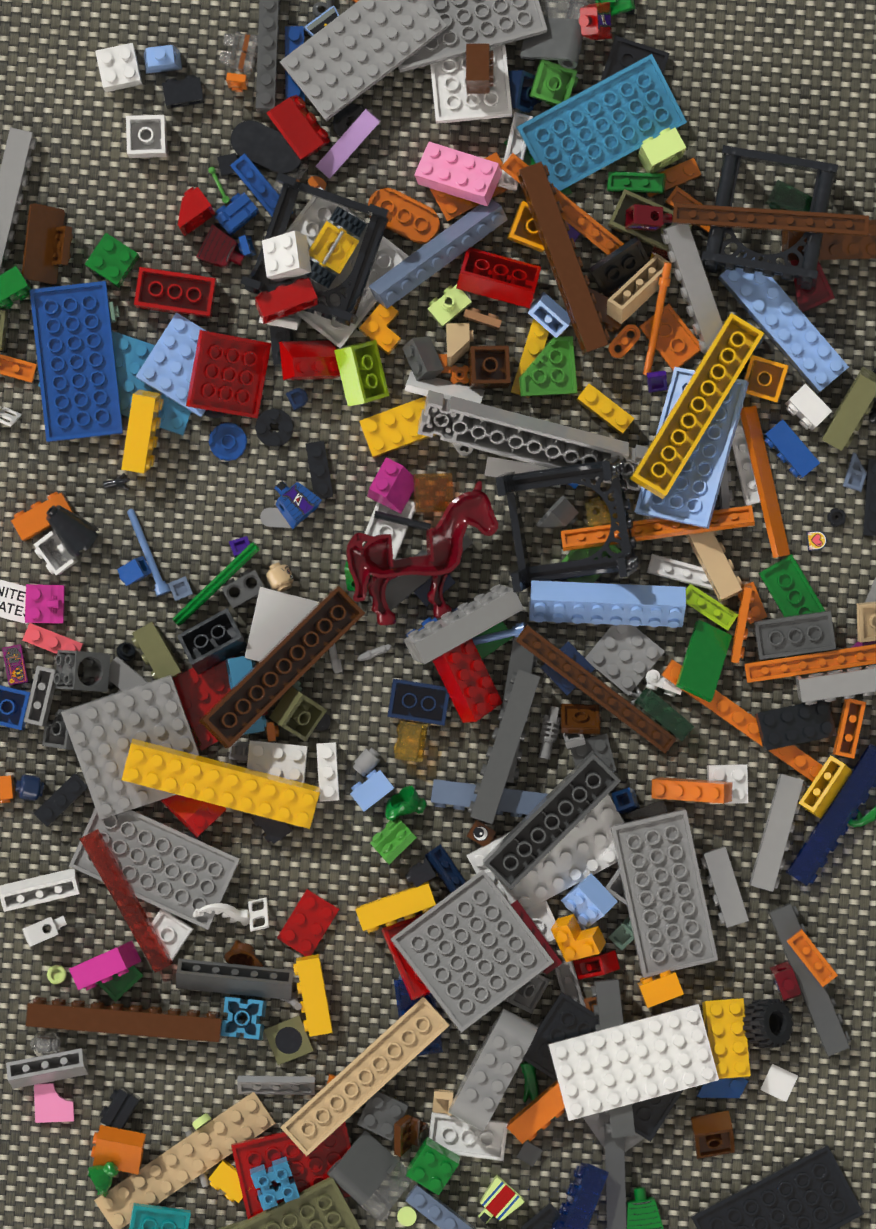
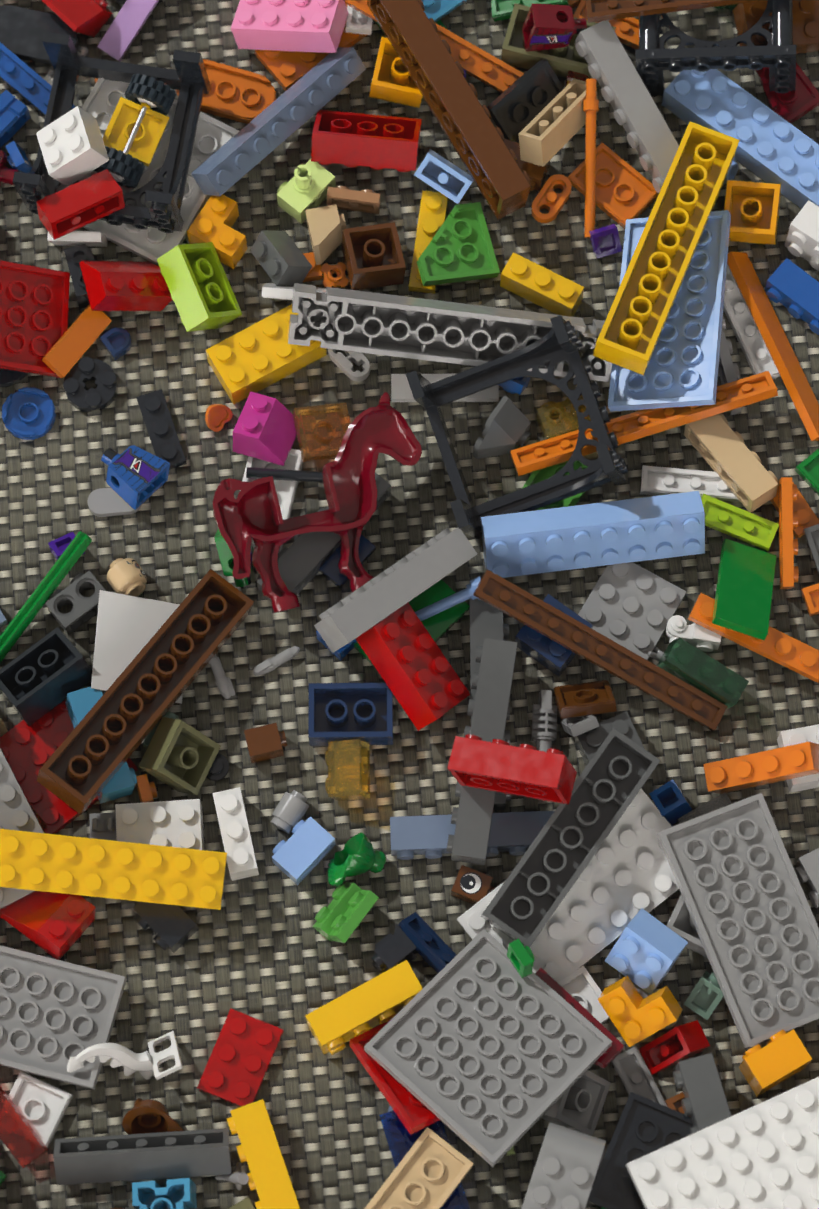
camera: 10 degrees left, 15 degrees down
(268, 396) = (76, 341): none -> orange tile
(357, 710) = (265, 742): none -> reddish brown brick
(359, 467) = (217, 416): none -> orange piece
(504, 896) = (521, 957): none -> green plate
(520, 773) = (512, 769): none -> red brick

